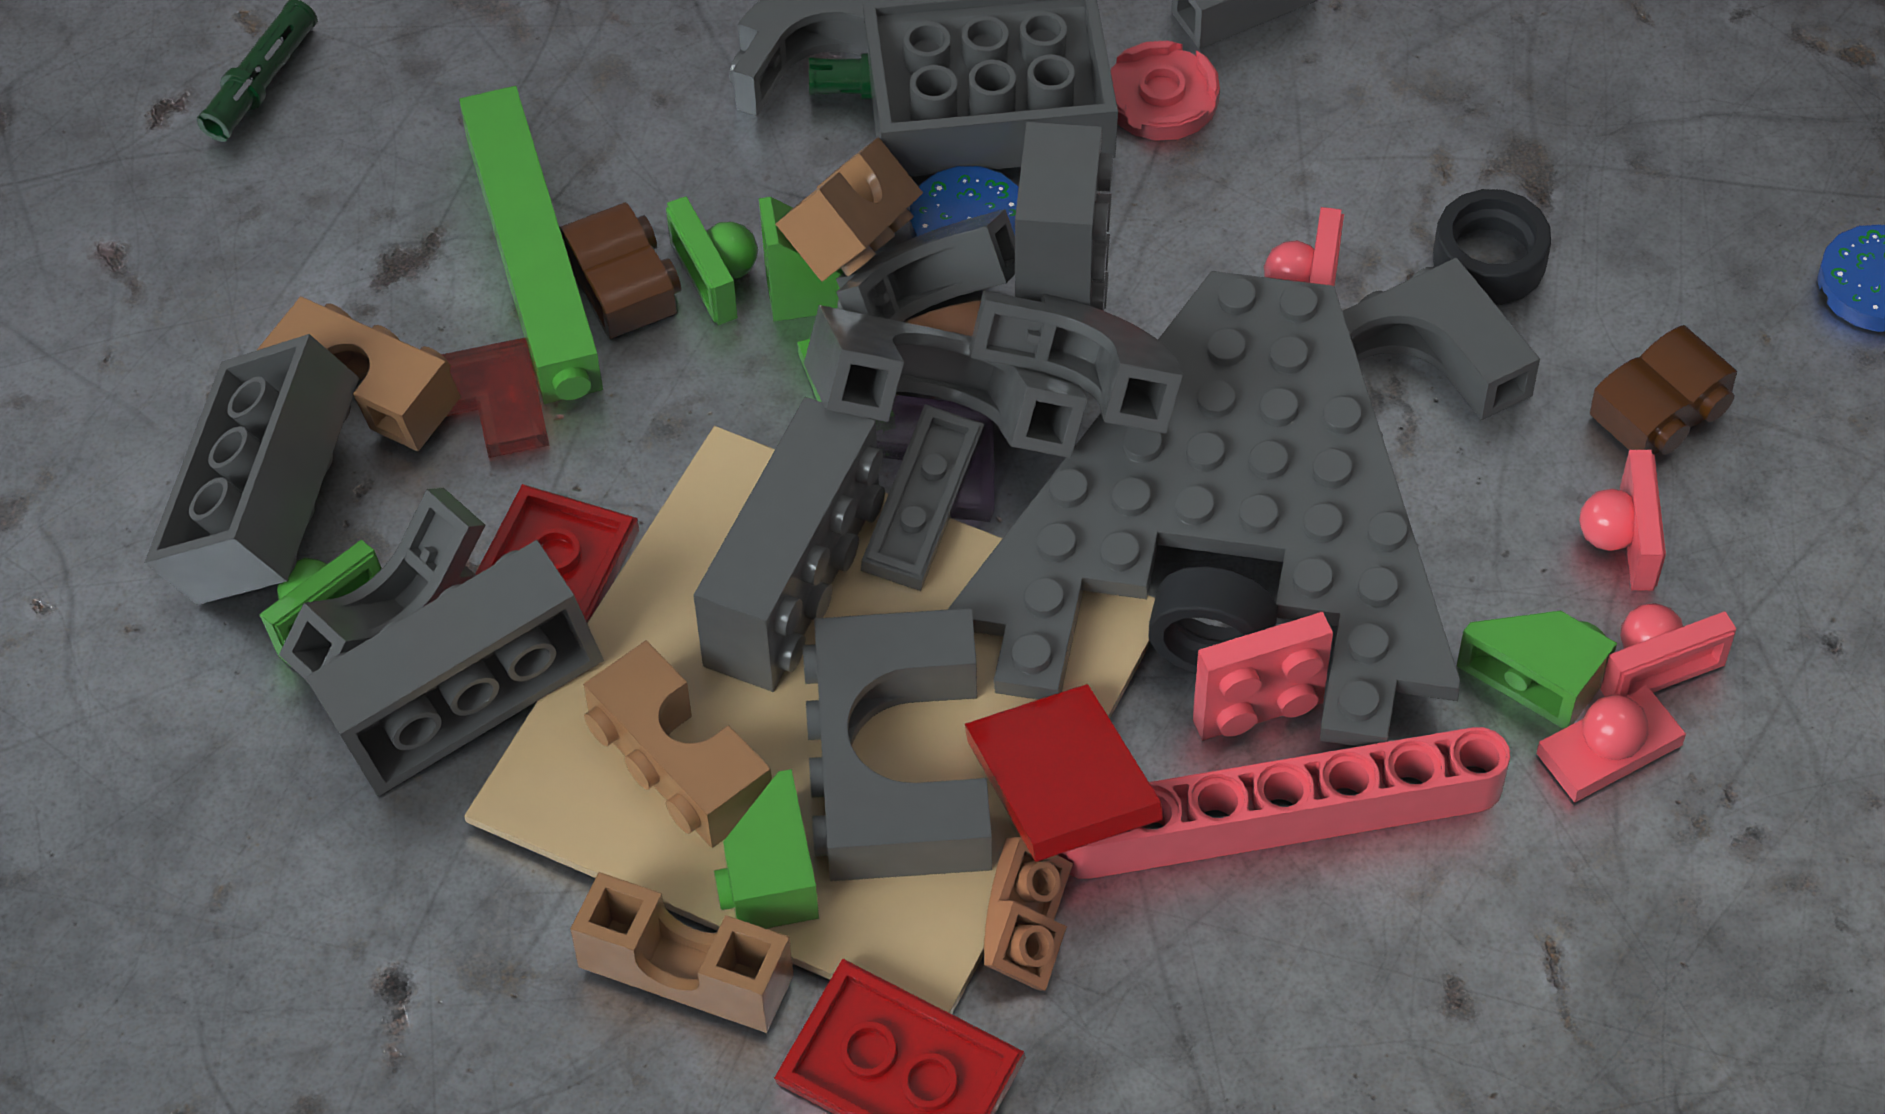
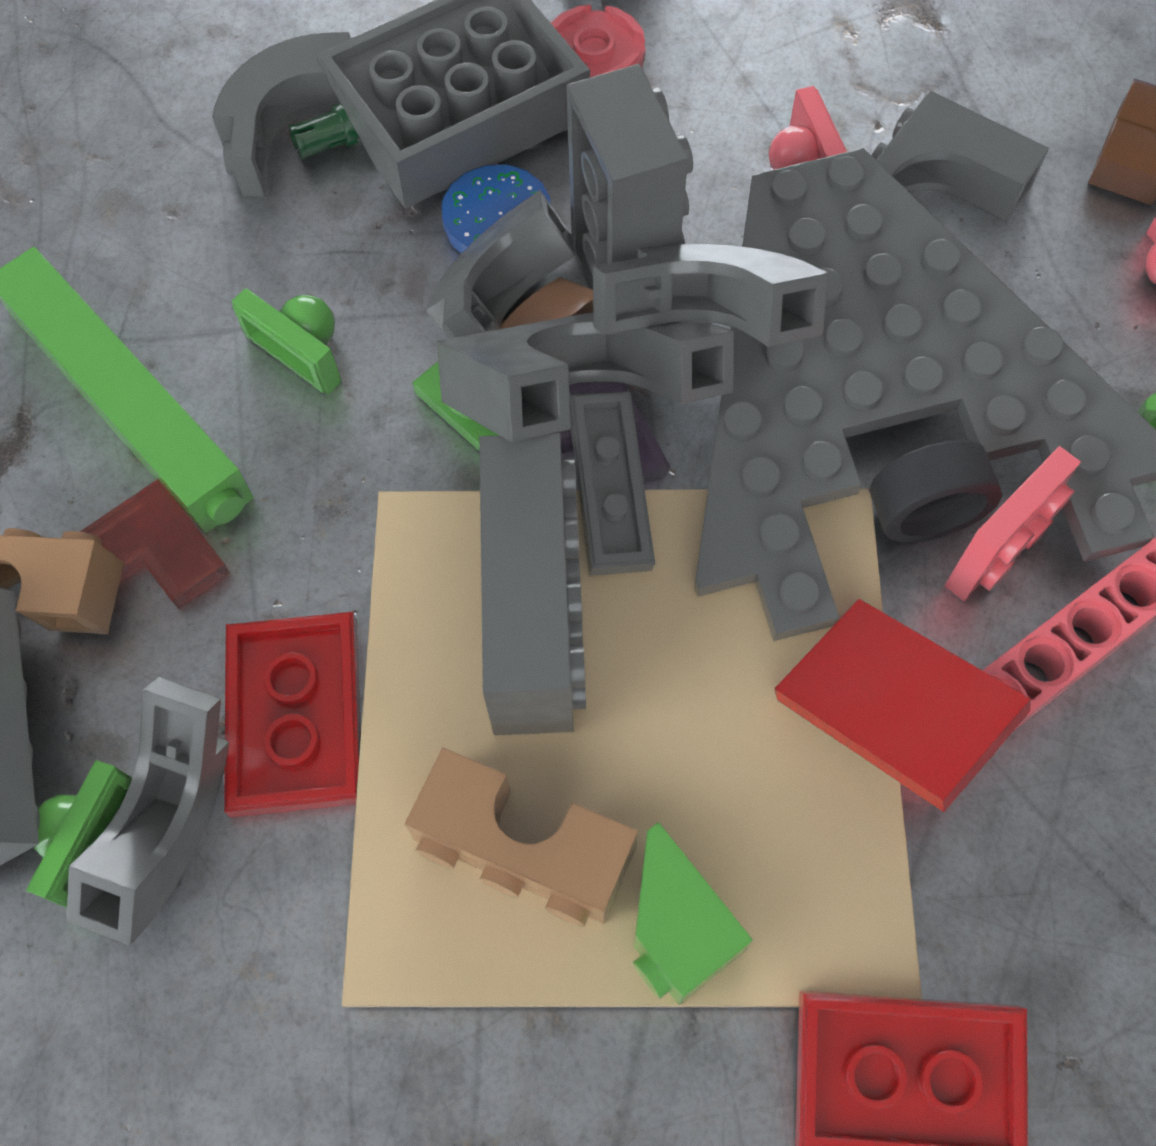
camera: 25 degrees left, 10 degrees up
(456, 667) = (254, 869): dark grey brick -> none
(620, 270) = (216, 378): reddish brown brick -> none
(638, 942) = (647, 1065): medium nougat arch -> none
(790, 281) = (379, 308): bright green slope -> none
(852, 212) = (408, 245): medium nougat arch -> none
(869, 820) = (742, 832): dark grey arch -> none
(1021, 913) = (940, 878): nougat slope -> none
(1505, 213) = (939, 46): black tyre -> none

